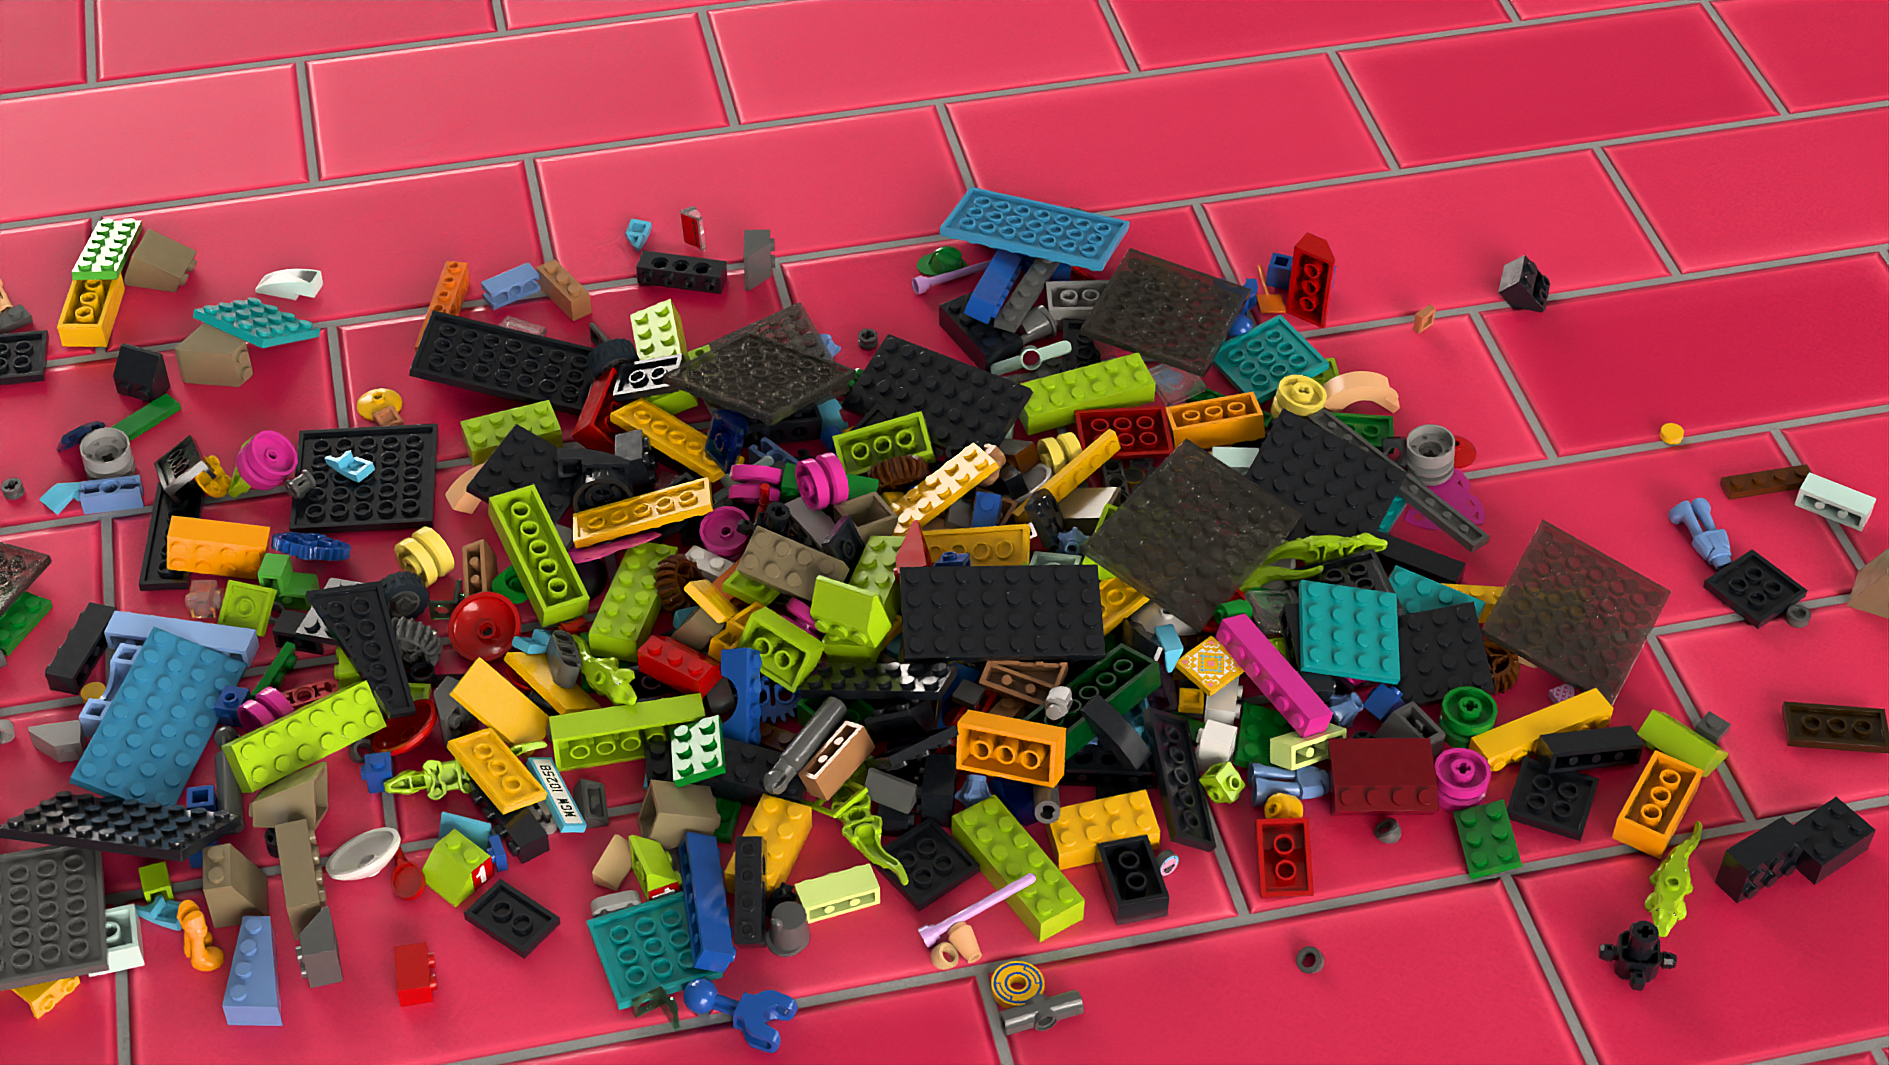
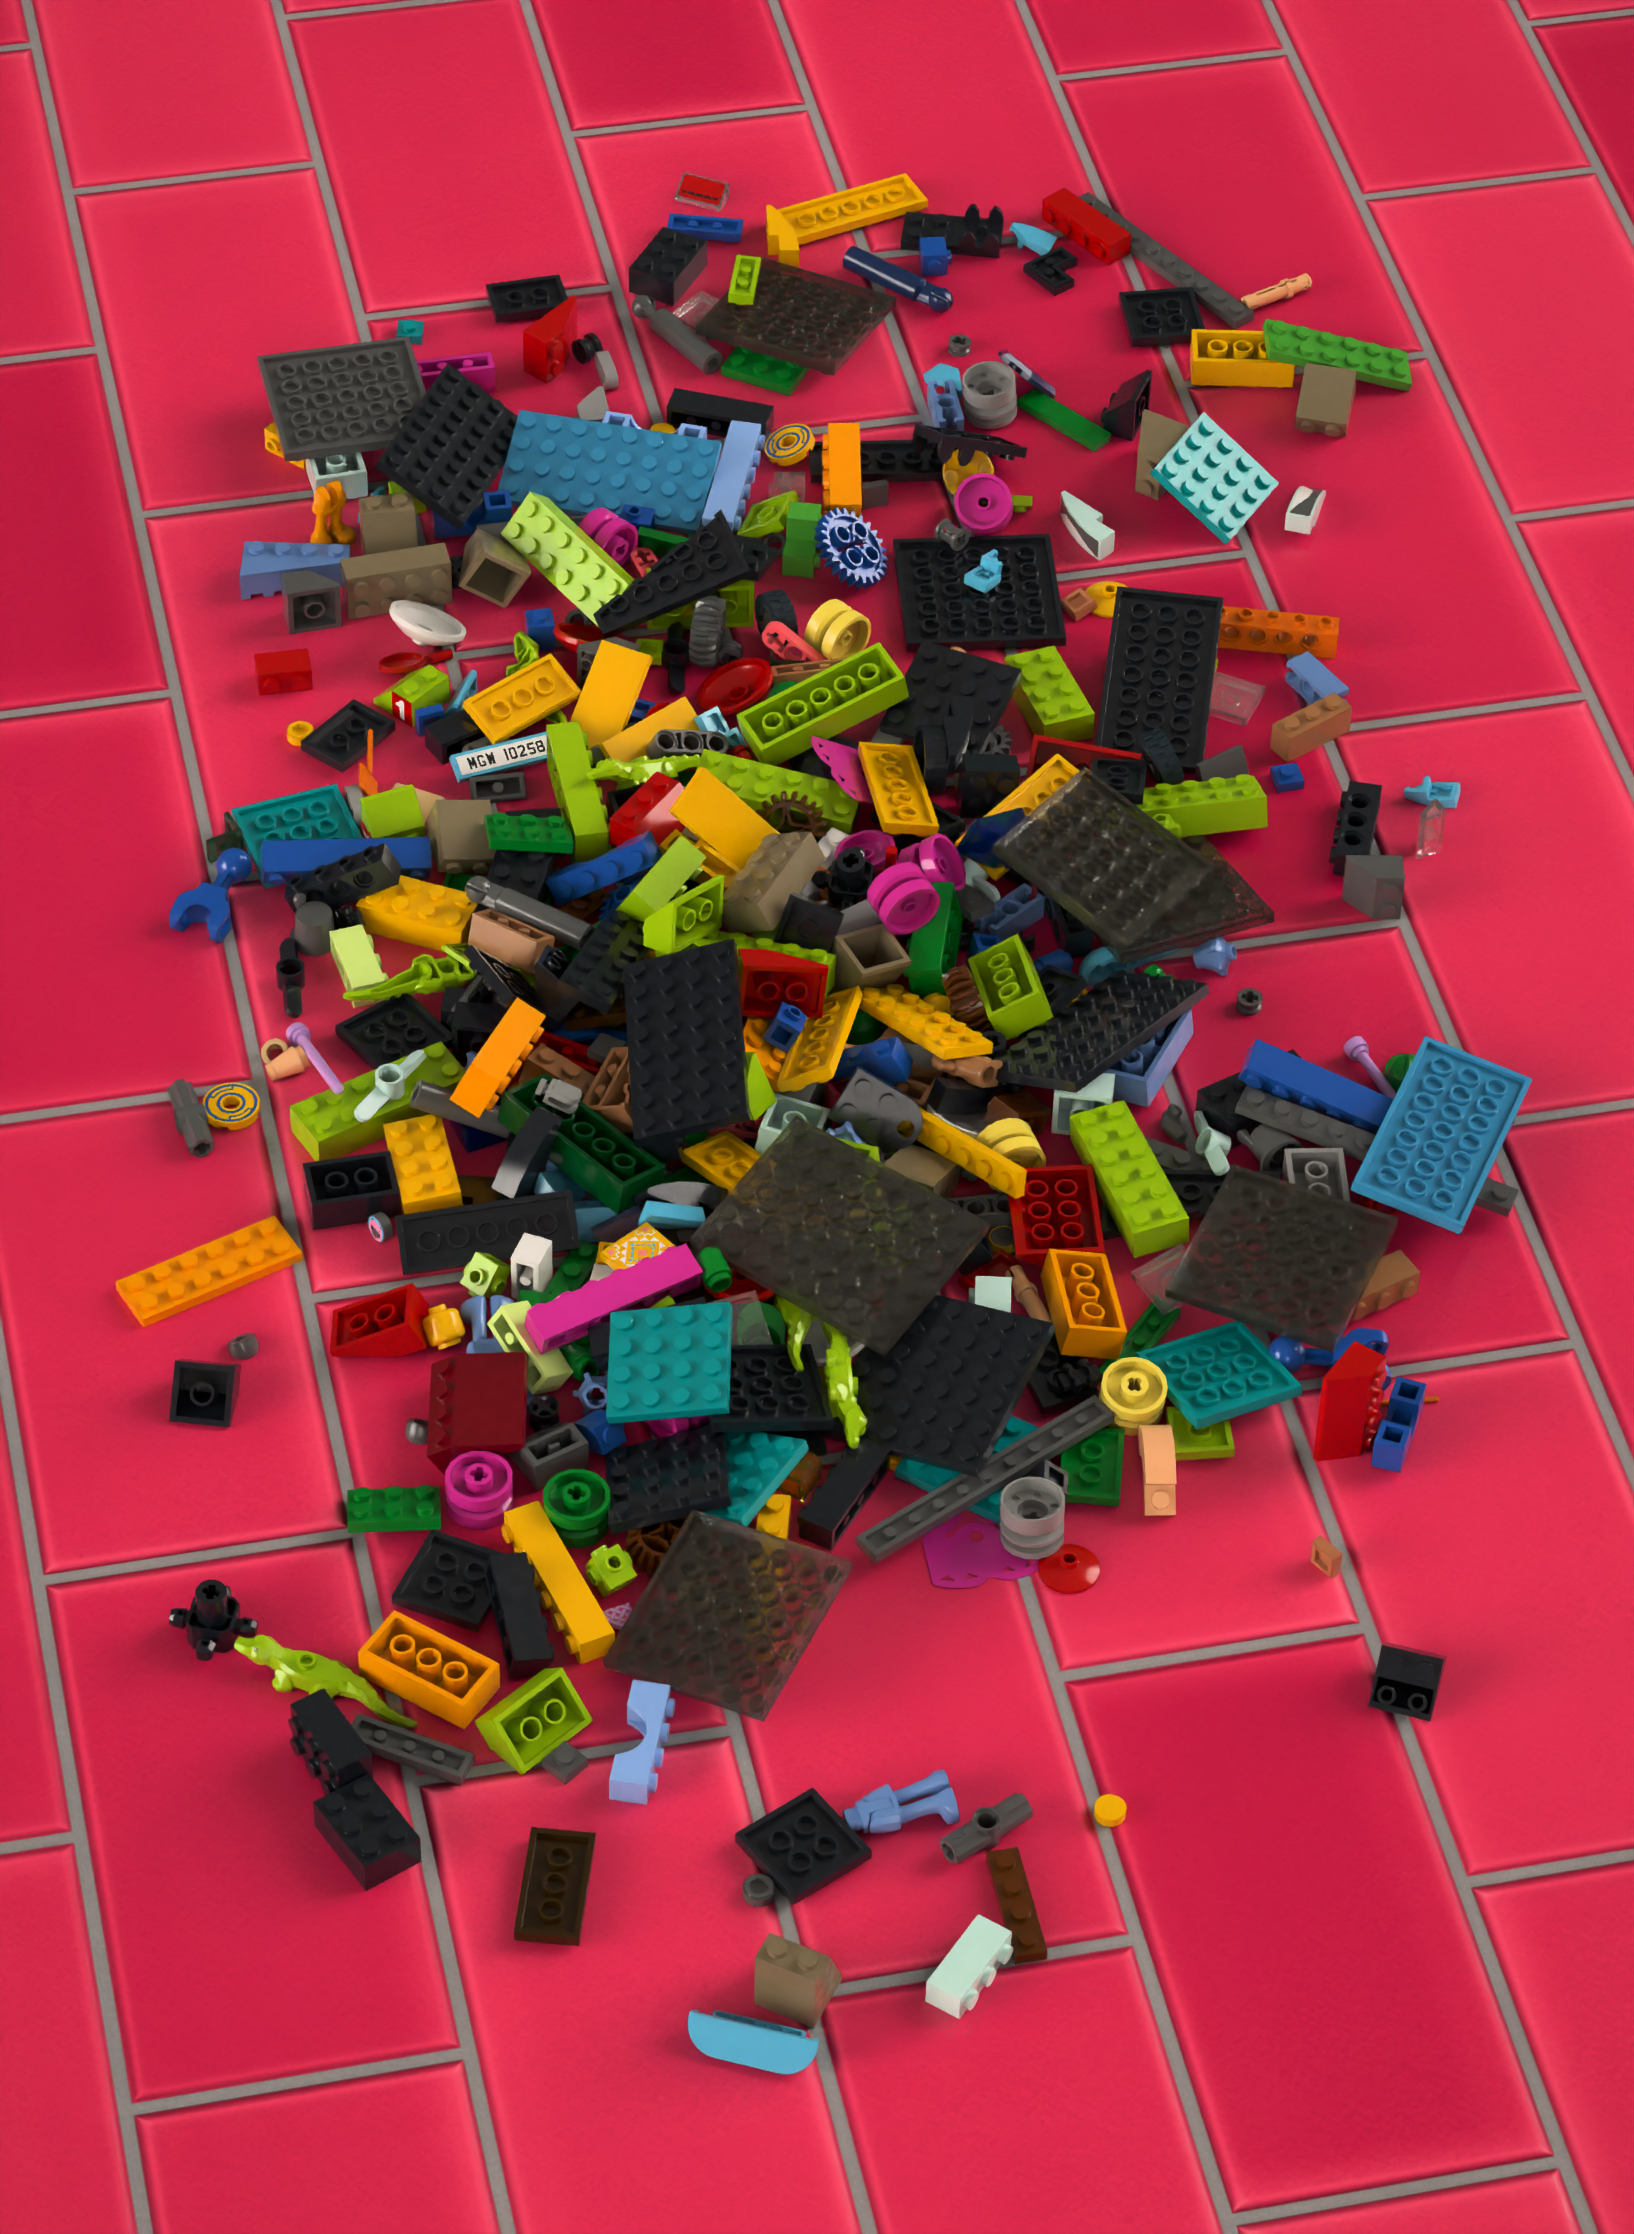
camera: 90 degrees right, 0 degrees up
(139, 584) = (777, 443): none -> yellow tile
(290, 410) = (1086, 526): none -> light aqua slope
(441, 585) = (776, 643): none -> coral beam
(499, 961) = (298, 731): none -> yellow tile
(576, 895) = (366, 781): none -> orange piece
(613, 310) = (1287, 777): none -> blue plate
(832, 950) = (290, 977): none -> black piece
(1021, 849) = (389, 1085): none -> light aqua piece
(1227, 991) = (208, 1271): none -> light orange plate
(1378, 978) = (204, 1392): none -> black slope
(1527, 696) = (610, 1569): none -> lime brick
(1713, 490) = (986, 1828): none -> dark grey piece
(1716, 680) = (634, 1771): none -> light blue arch
(1731, 817) = (414, 1749): none -> dark grey plate

